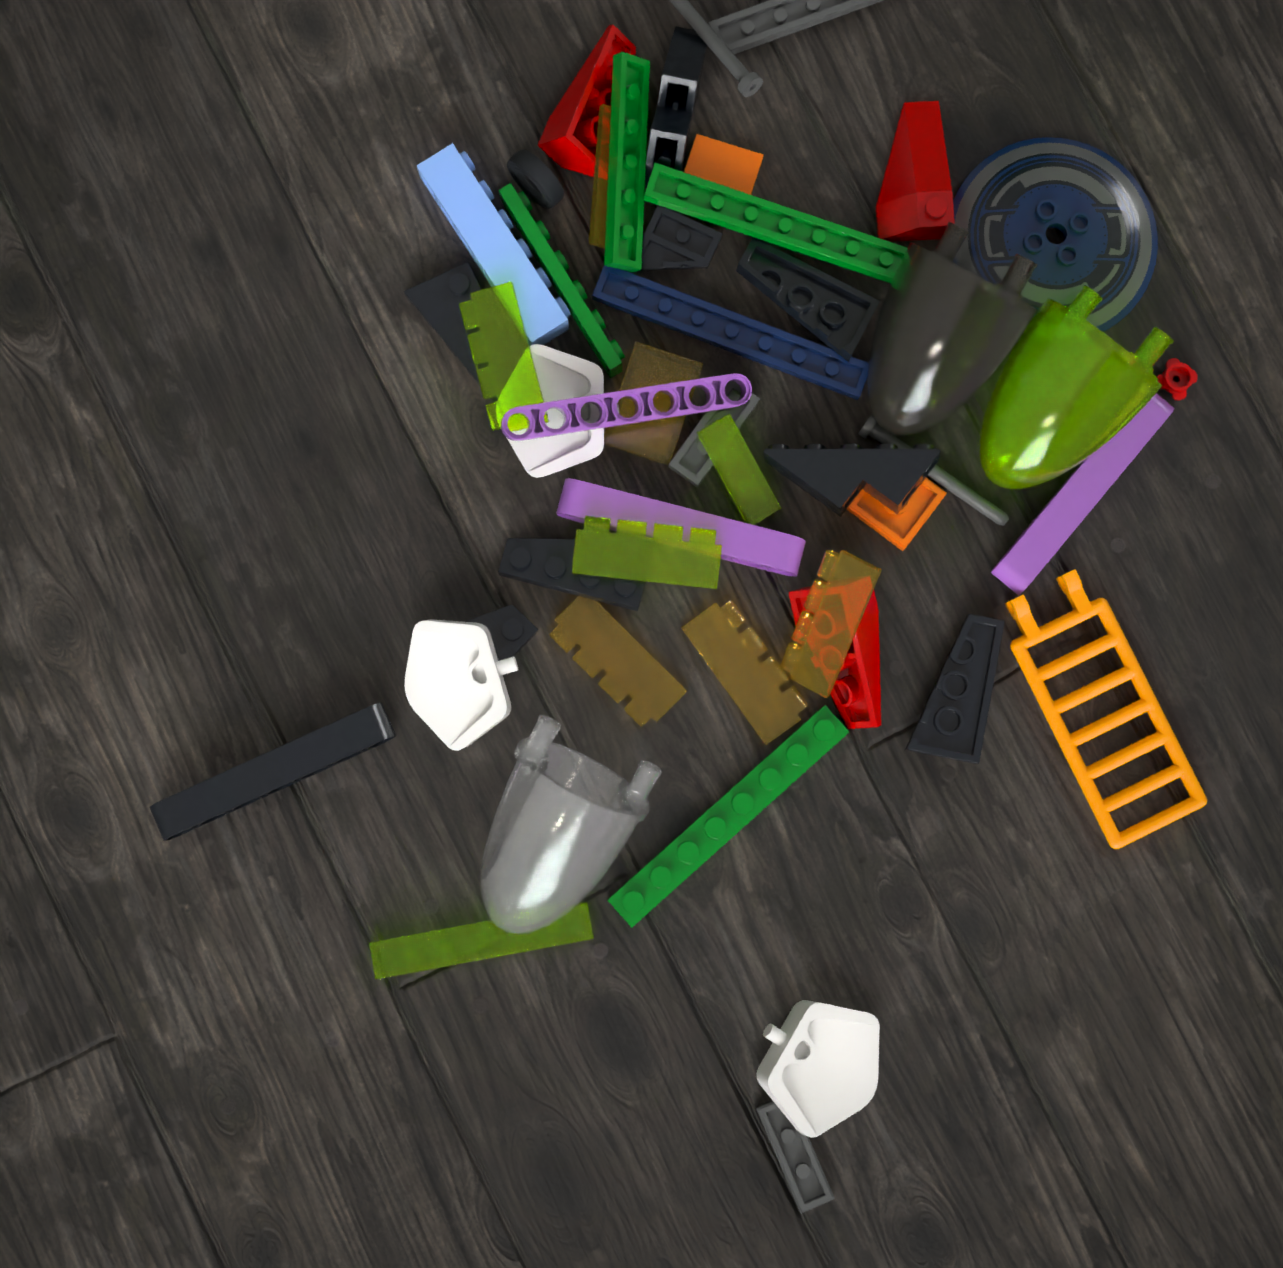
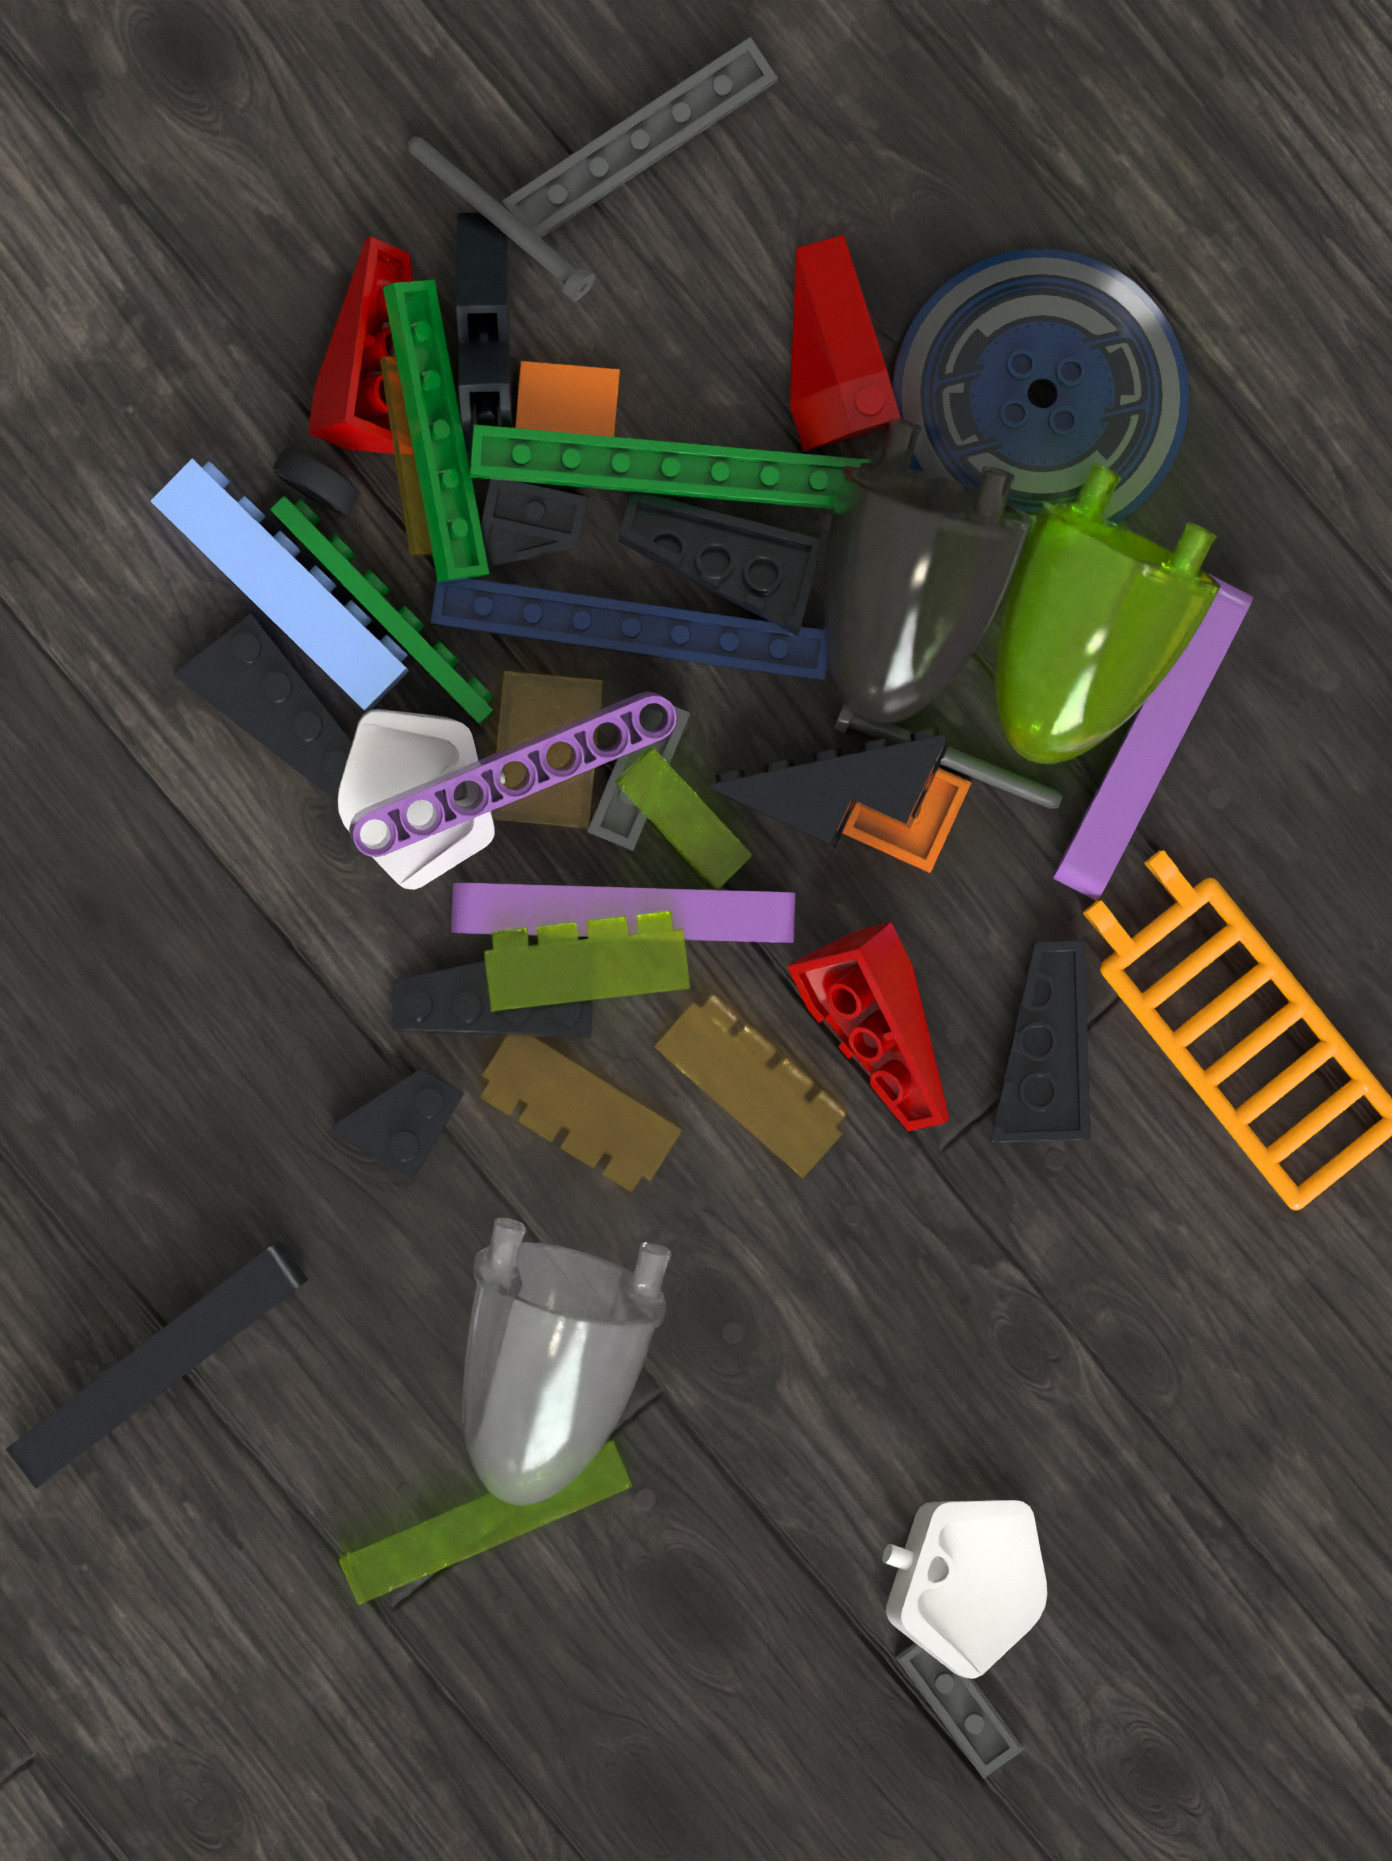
camera: 10 degrees left, 5 degrees up
(457, 680) = (371, 1187): white animal -> none
(506, 349) = (334, 729): clear neon green windscreen -> none
(728, 816) = (774, 1283): green plate -> none
(837, 616) = (848, 1020): clear yellow windscreen -> none
(1183, 372) = (1245, 539): red plate -> none

